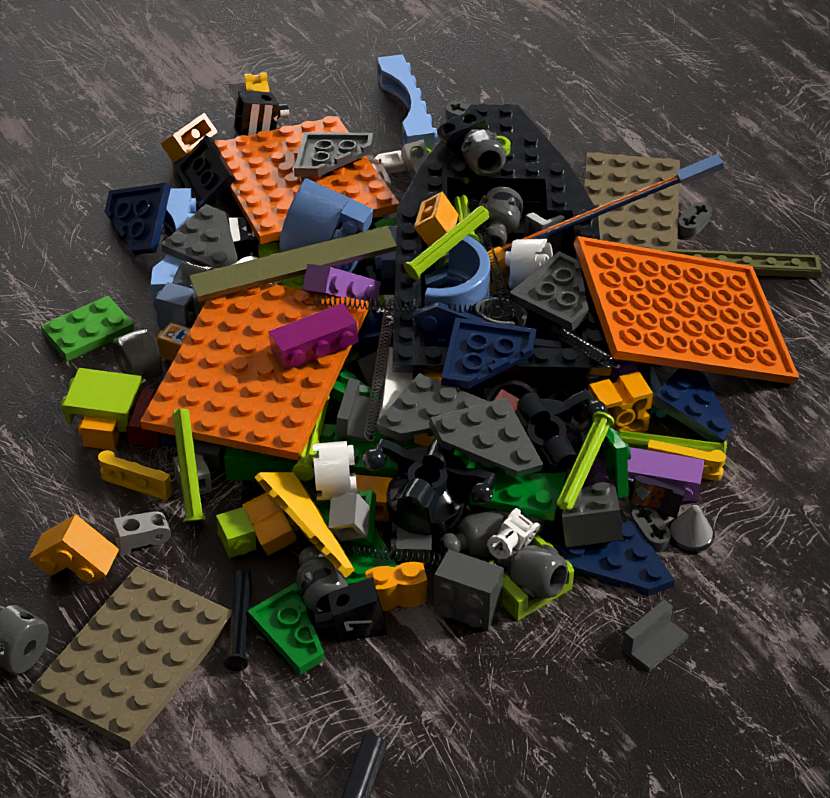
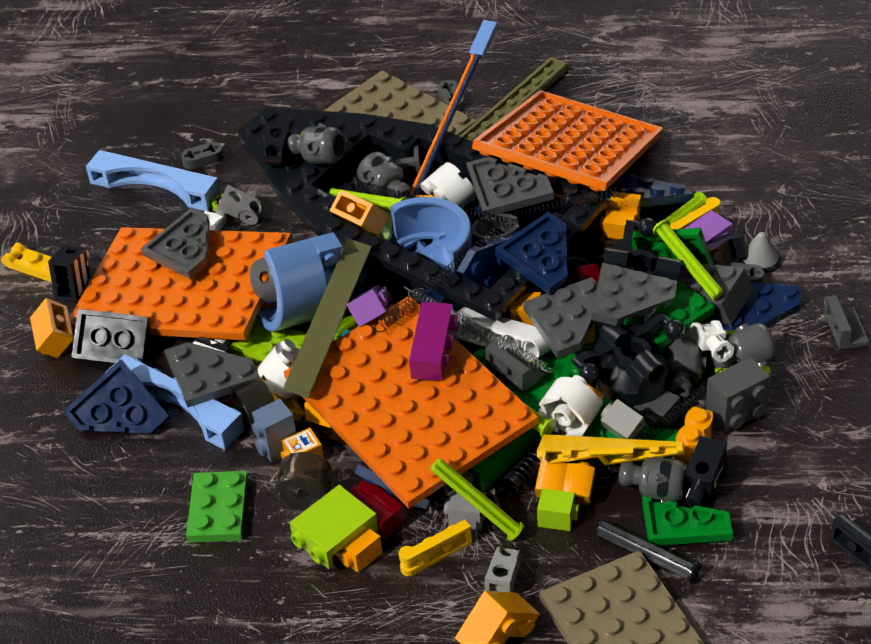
camera: 50 degrees left, 0 degrees up
(446, 242) = (411, 246): lime axle -> none

